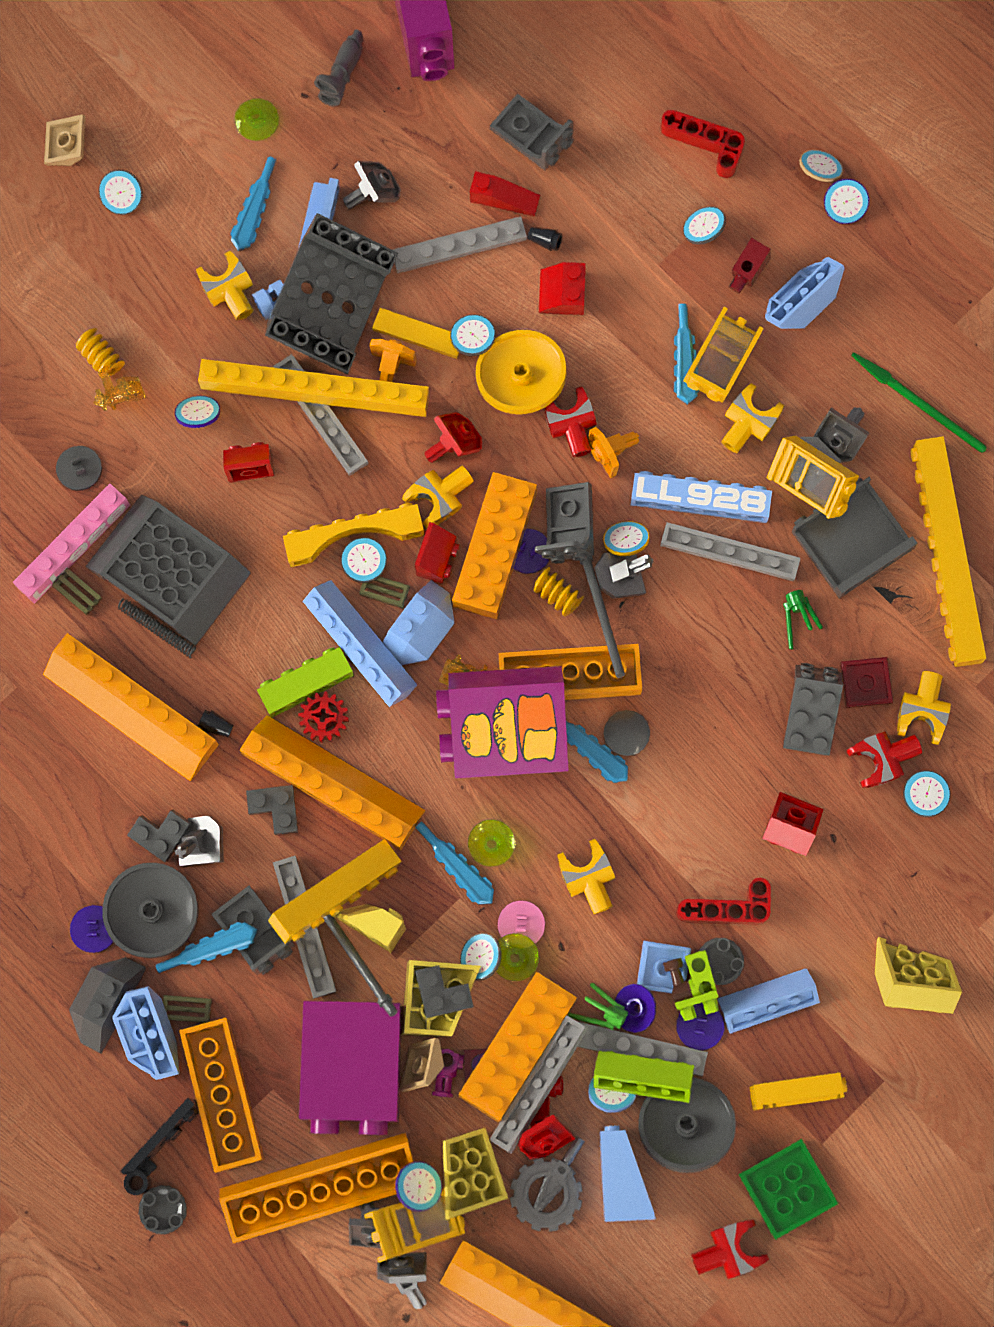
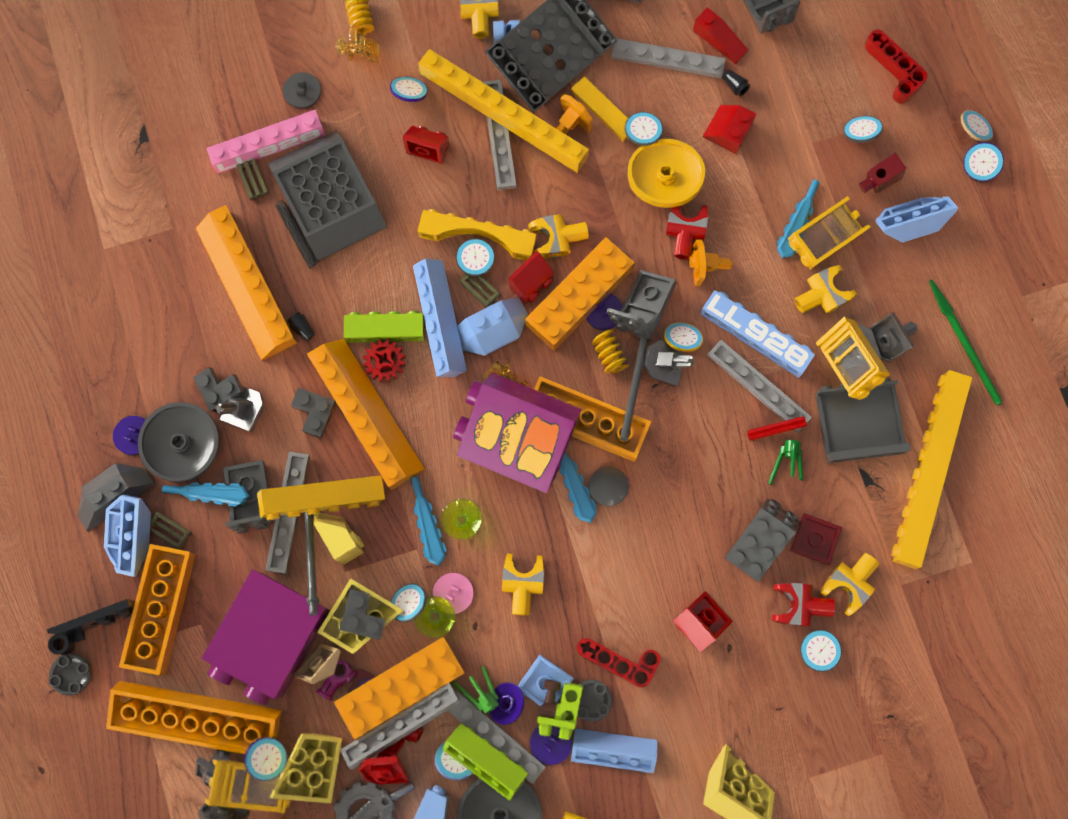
camera: 25 degrees right, 0 degrees up
(457, 436) = (593, 198): red piece -> none
(770, 587) = (777, 428): none -> red axle

